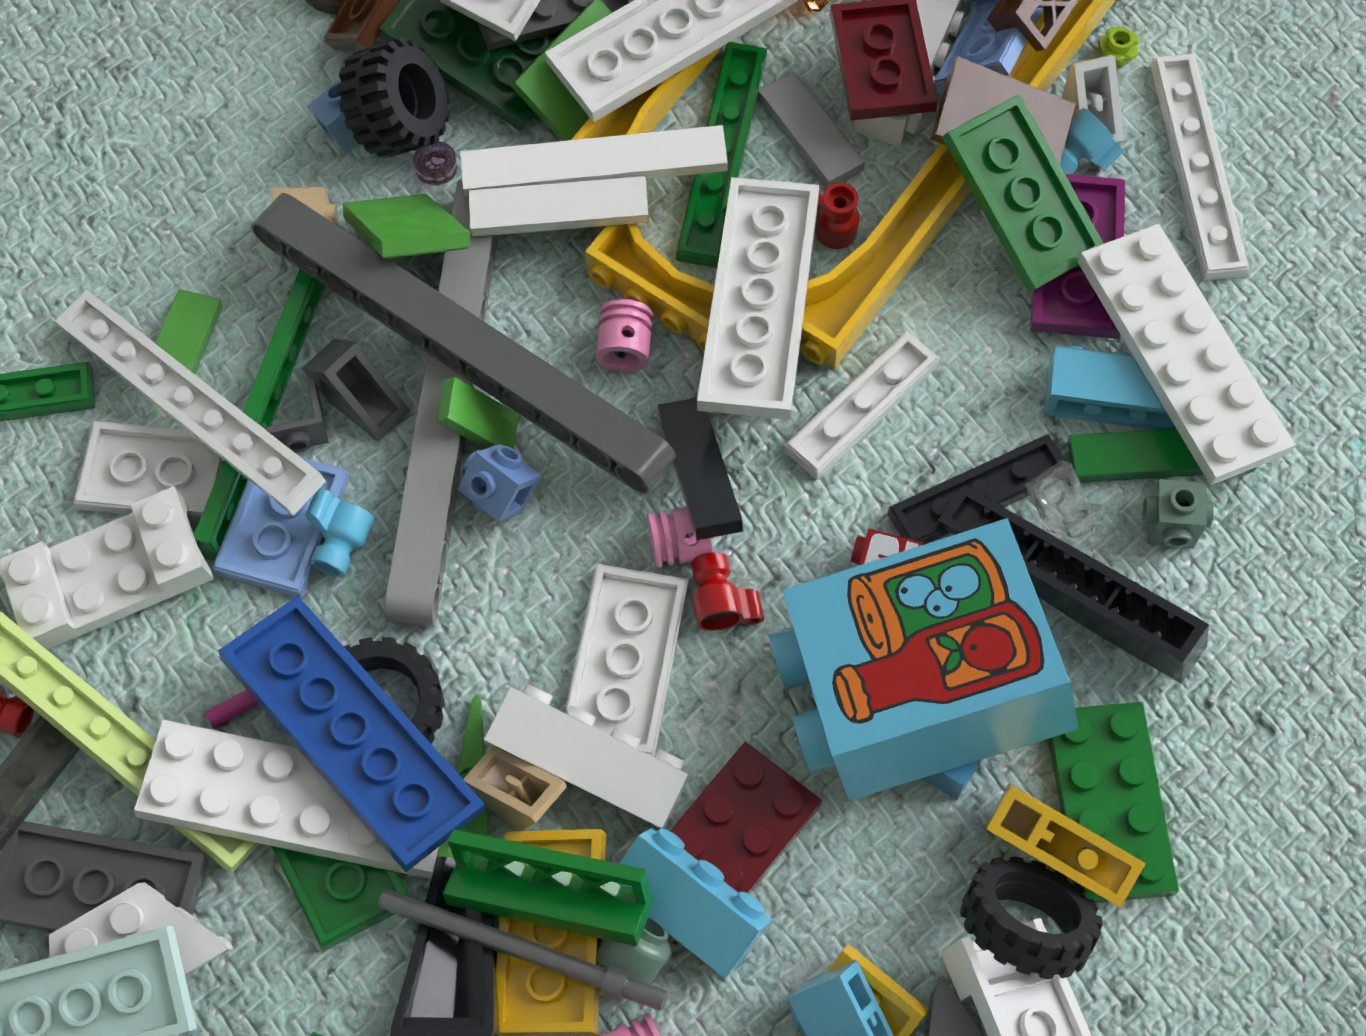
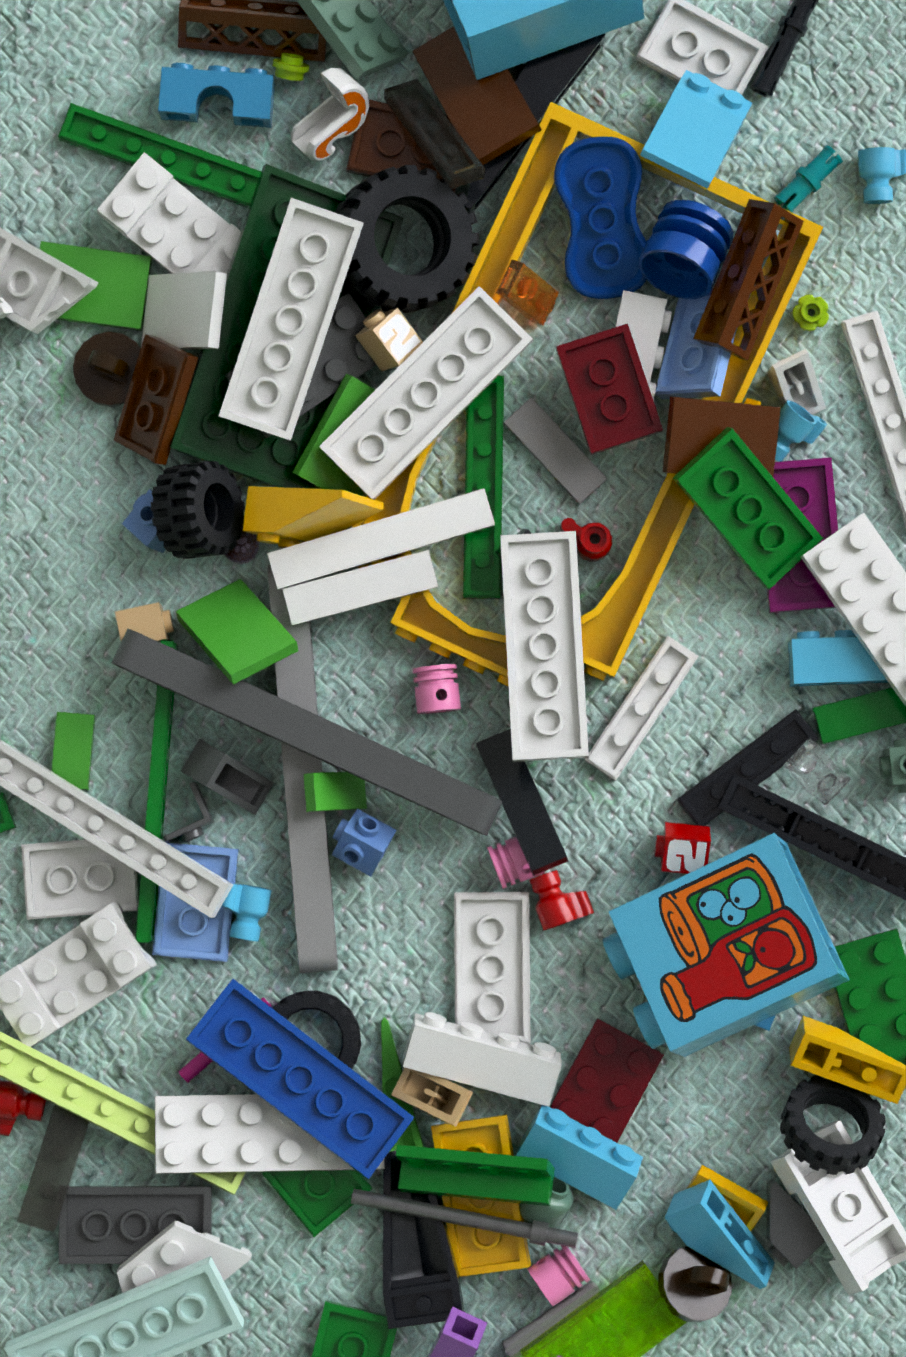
camera: 10 degrees left, 20 degrees up
(517, 109) = (303, 514): none -> yellow slope

